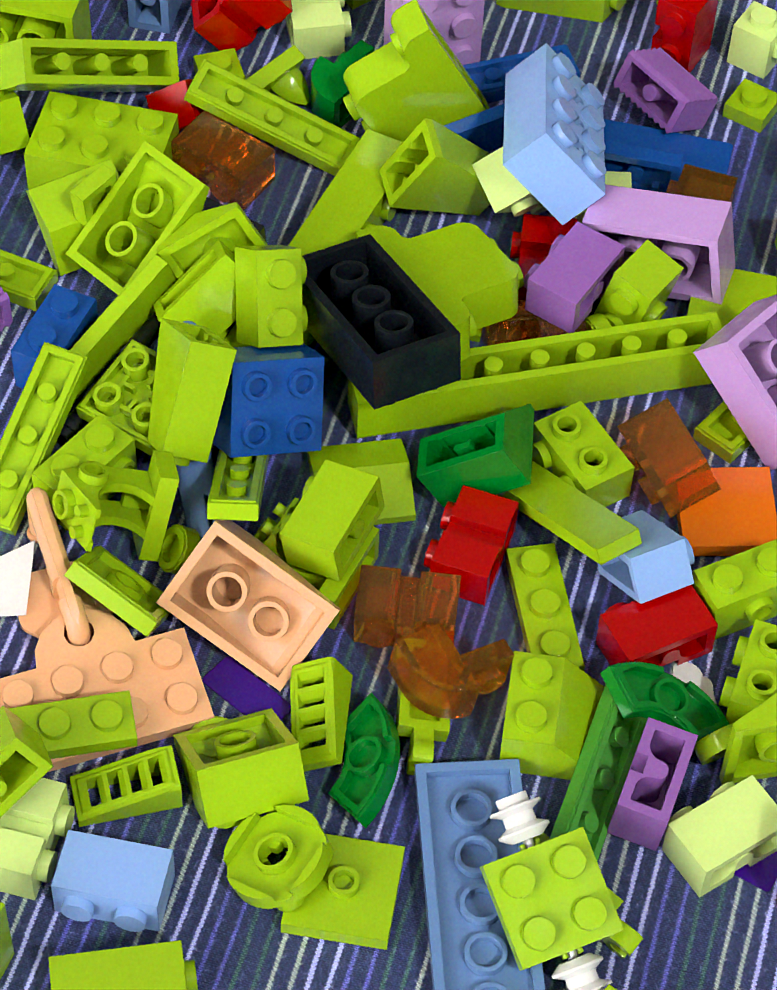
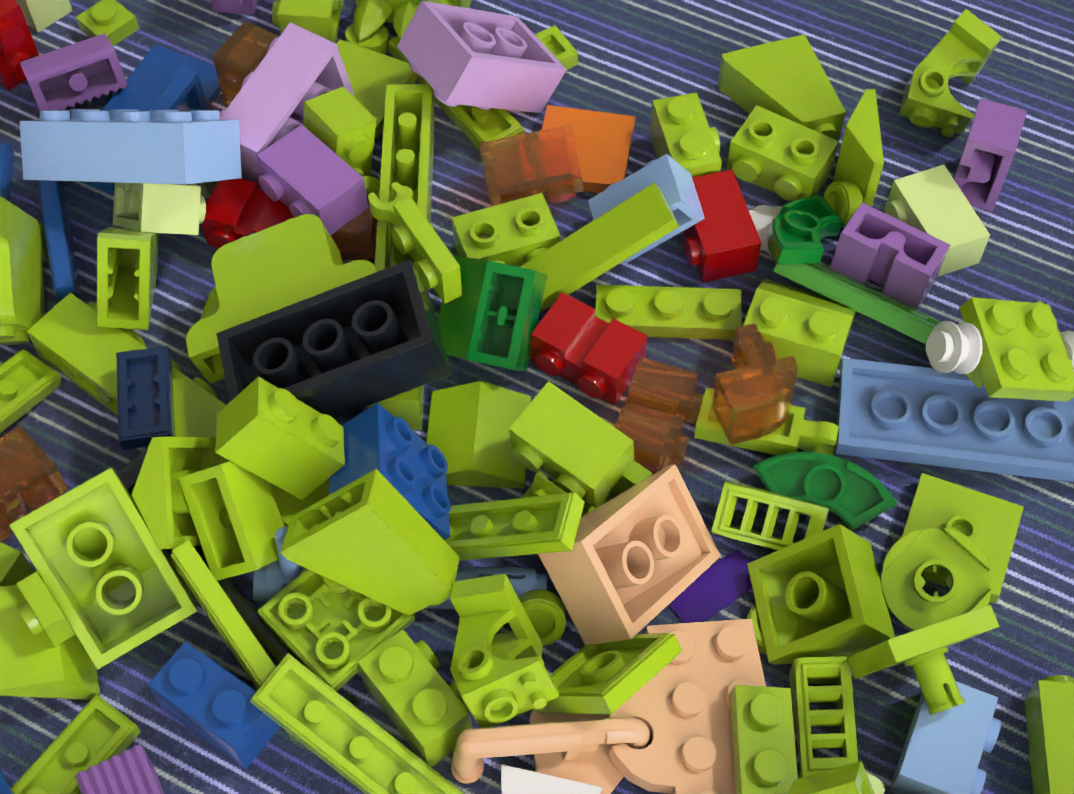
camera: 75 degrees left, 5 degrees up
(176, 823) = (925, 652): none -> lime tile
(313, 216) = (144, 396): none -> dark blue plate
(517, 363) = (416, 236): none -> lime plate

